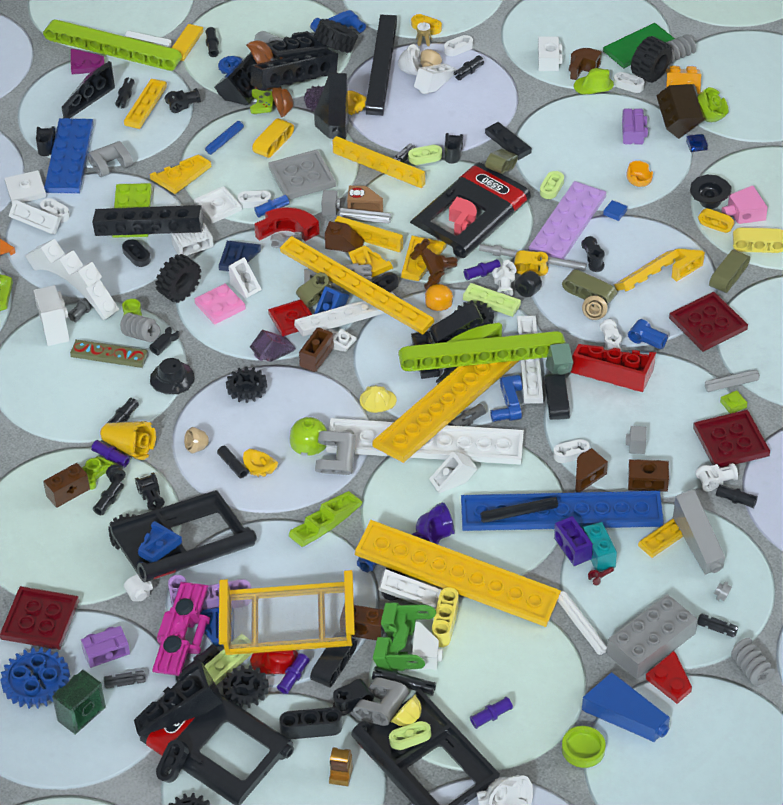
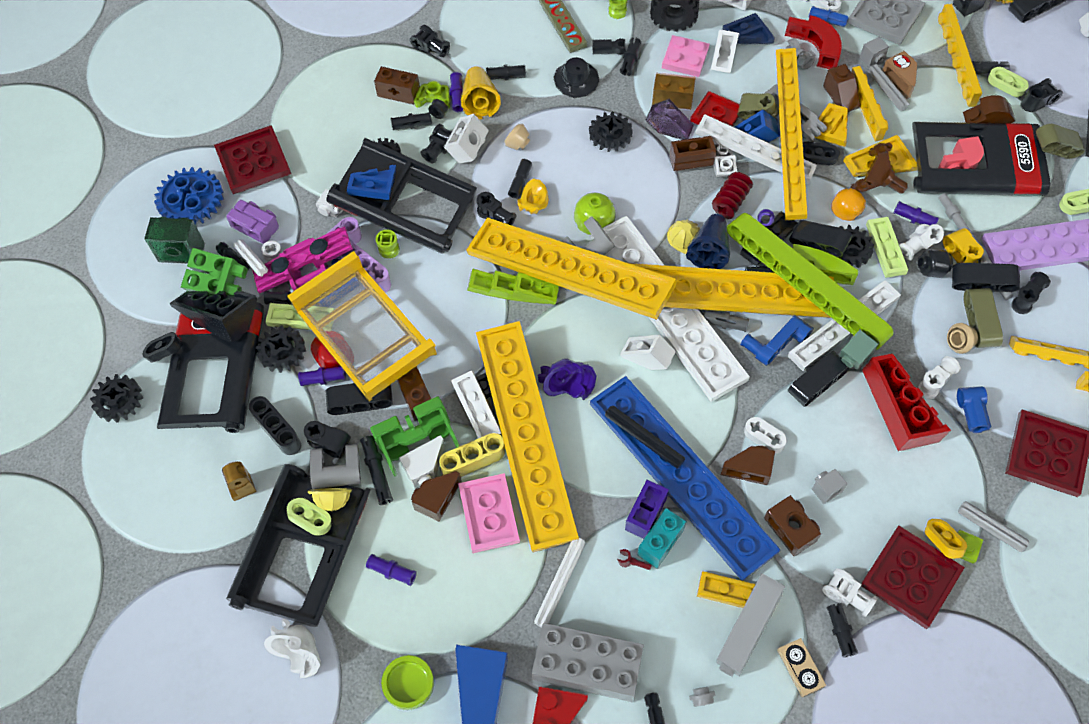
camera: 55 degrees right, 15 degrees up
(40, 442) = (428, 40): none -> black connector
(134, 693) = (220, 273): none -> bright green hips
(139, 327) = (600, 19): light grey piece -> none
(143, 662) = (251, 258): none -> white axle
(146, 655) = (271, 245): none -> white bush
(167, 469) = (466, 139): none -> white brick
(188, 333) = (630, 56): none -> black pin
(213, 571) = (387, 244): none -> lime wheel
(245, 327) = (674, 87): none -> pearl gold slope
(247, 492) = (492, 208): none -> black connector
(348, 469) = (573, 268): none -> yellow plate
(372, 351) = (732, 194): none -> dark red piece
(402, 385) = (710, 244): none -> dark blue cone
(411, 341) = (766, 212): none -> dark purple pin
(442, 178) = (991, 110): none -> reddish brown brick
(458, 655) = (435, 495): none -> reddish brown slope
(496, 632) = (488, 513): none -> bright pink plate
(562, 265) = (986, 275): none -> black beam
(722, 405) = (945, 538): none -> yellow plate
(743, 532) = (801, 667): none -> tile

